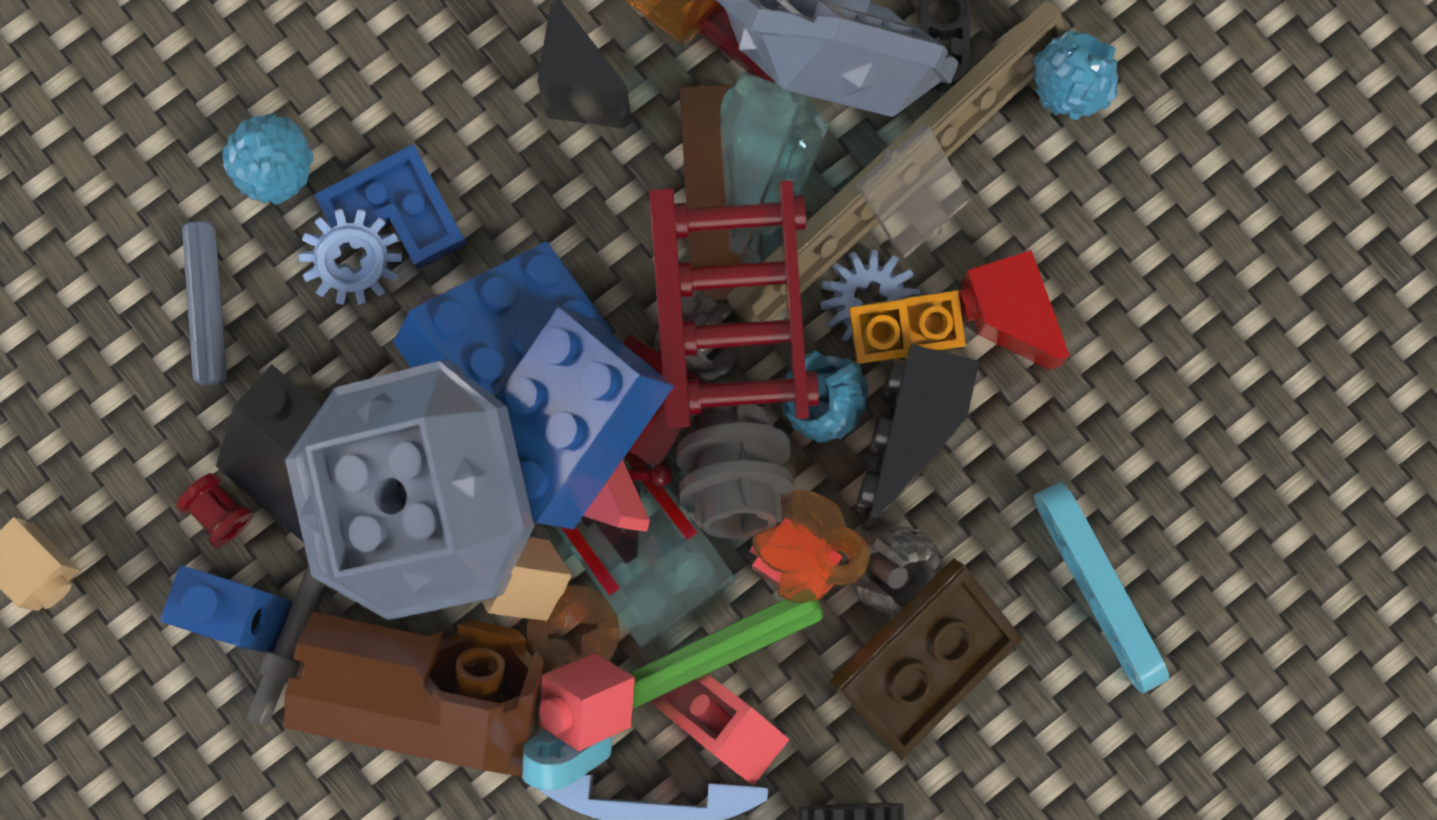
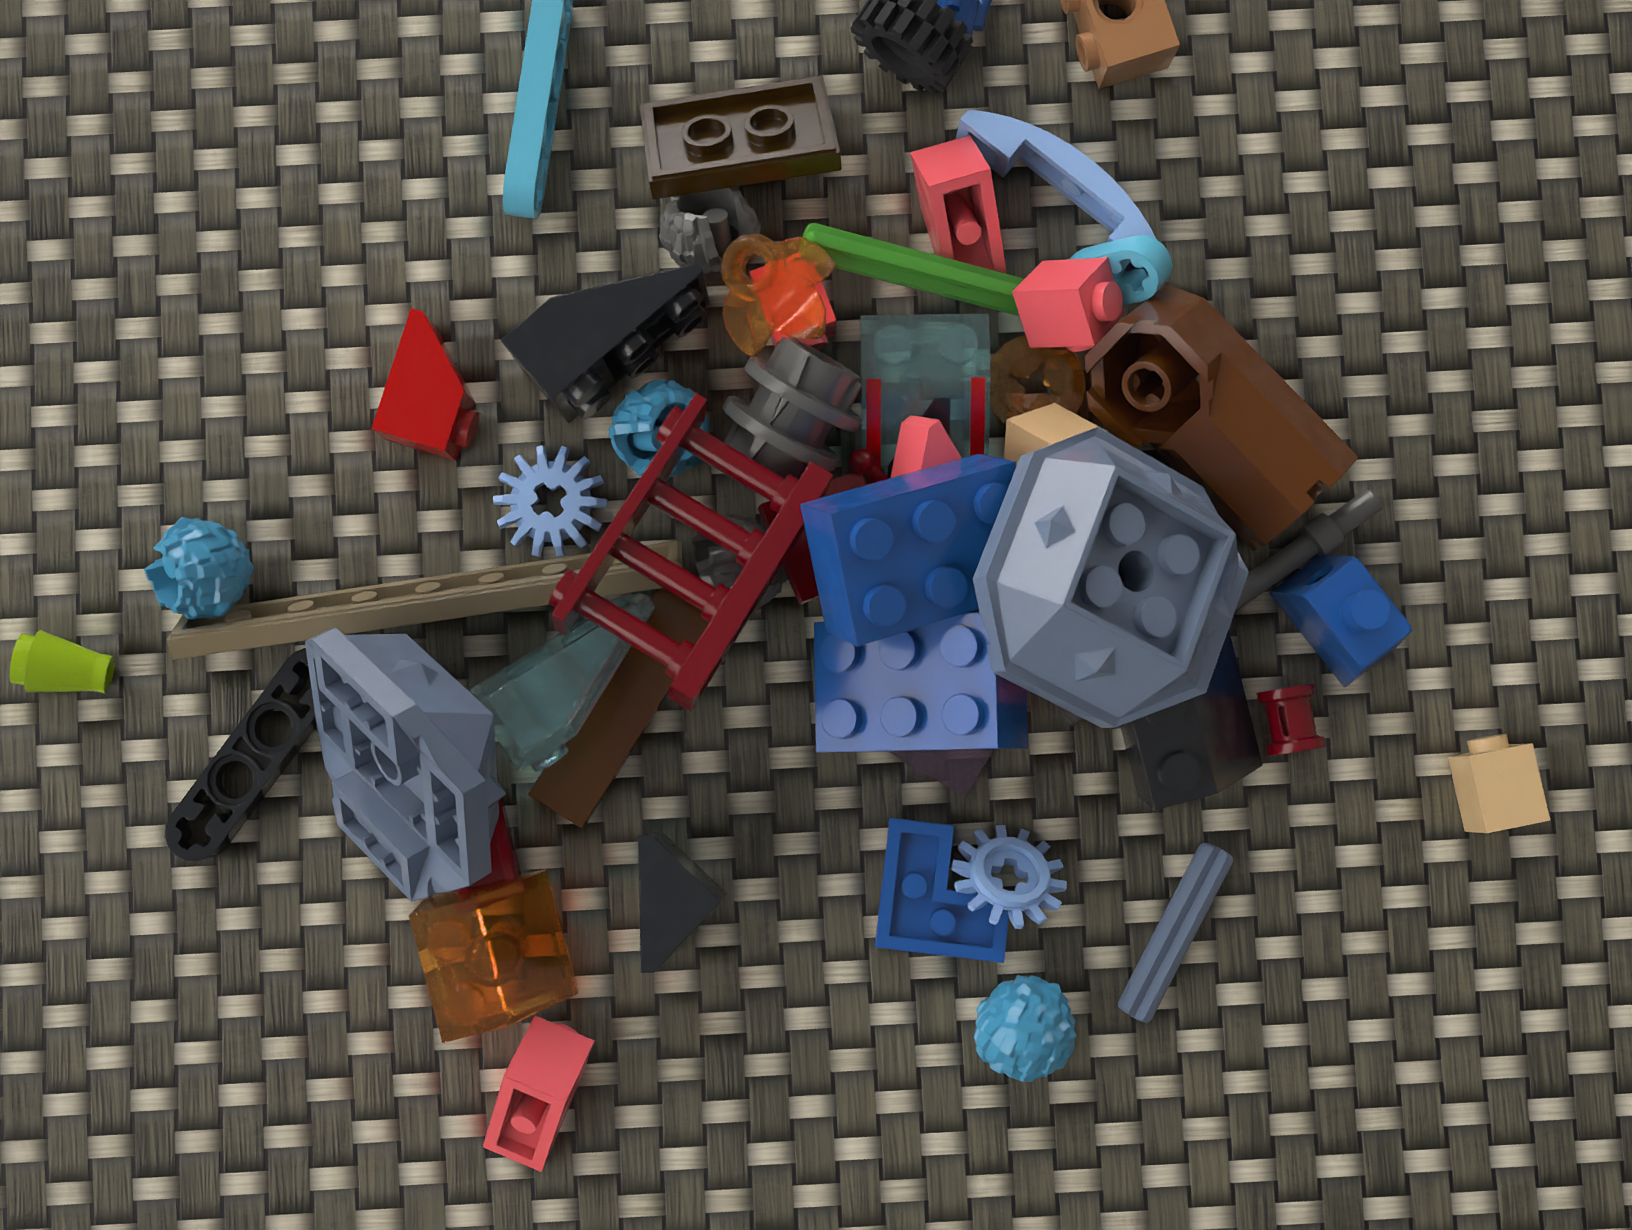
camera: 145 degrees left, 5 degrees up
(890, 327) = (537, 447): light orange slope -> none
(913, 191) = (436, 565): clear piece -> none

